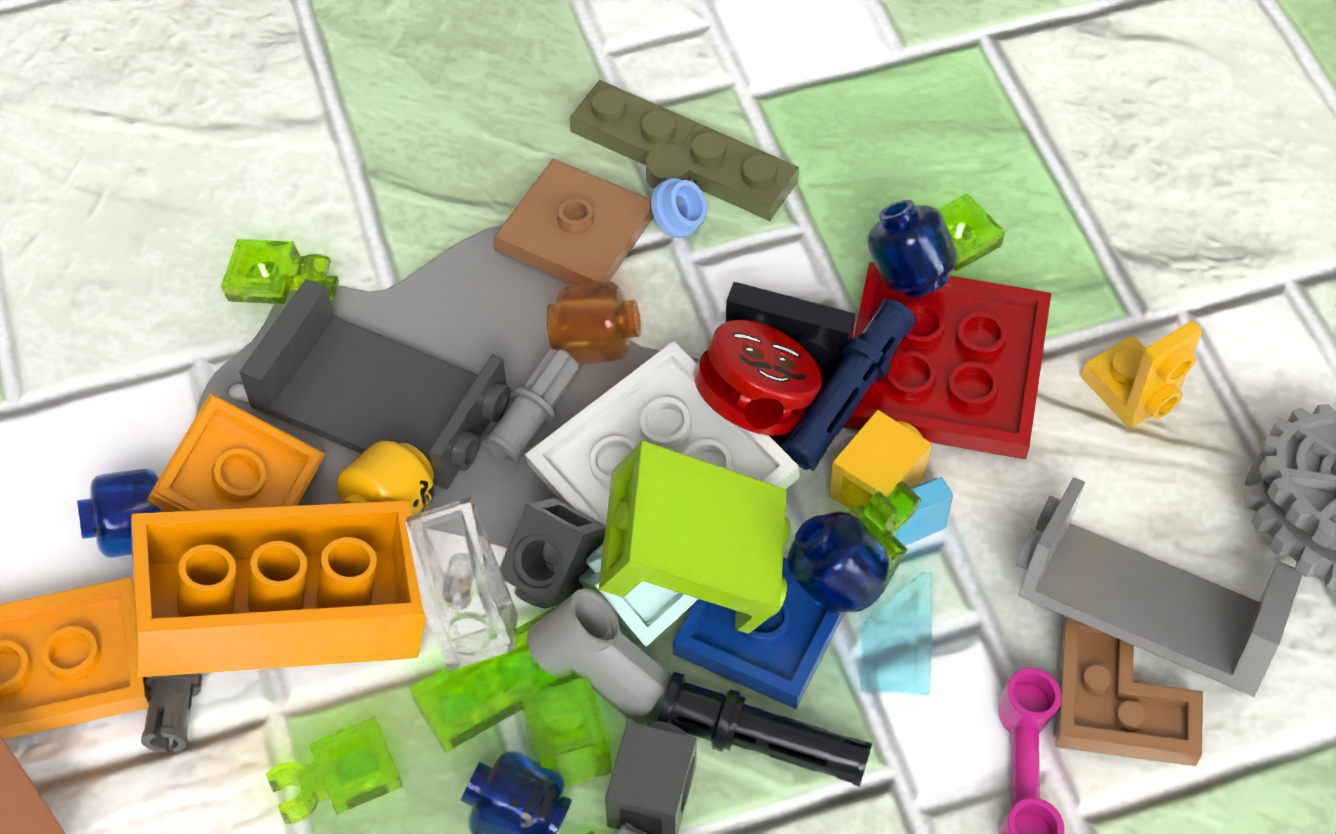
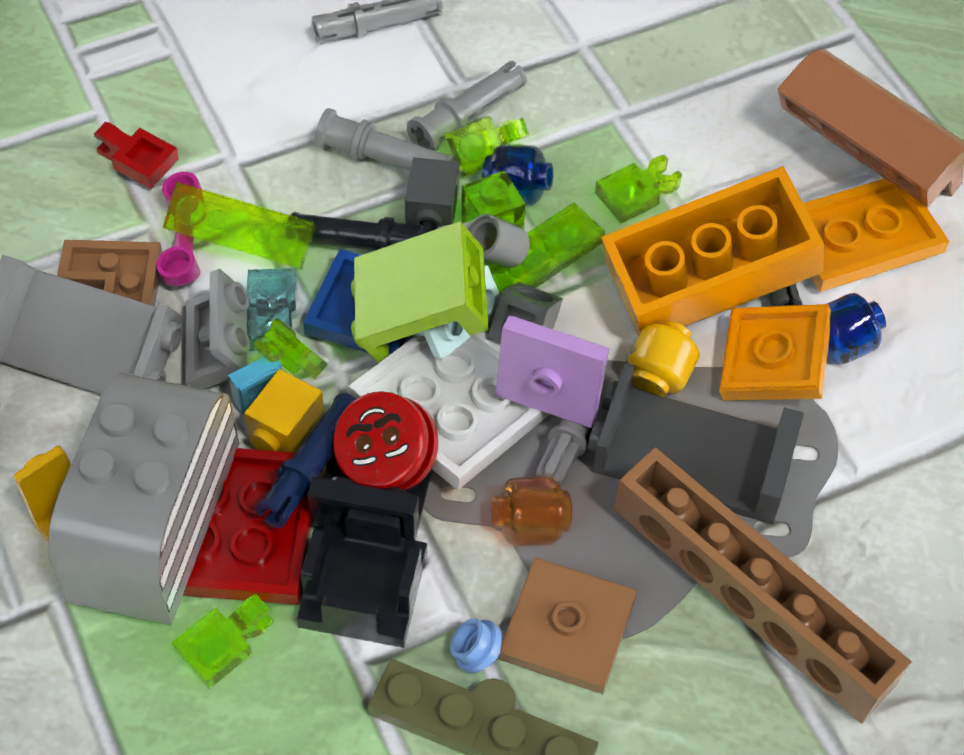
camera: 170 degrees right, 0 degrees up
(269, 269) = (822, 537): clear neon green plate -> none
(369, 216) = (760, 585): none -> medium nougat brick
(461, 584) = (580, 262): clear slope -> none
(543, 404) = (551, 371): none -> lavender plate
(799, 259) = (362, 579): none -> black panel
(838, 562) = (314, 301): clear blue head -> none
(912, 248) = (258, 568): clear blue head -> none
(944, 742) = (239, 226): none -> clear neon green plate
(970, 581) = (216, 332): none -> light grey bracket
(1039, 329) = (141, 496): none -> light grey brick

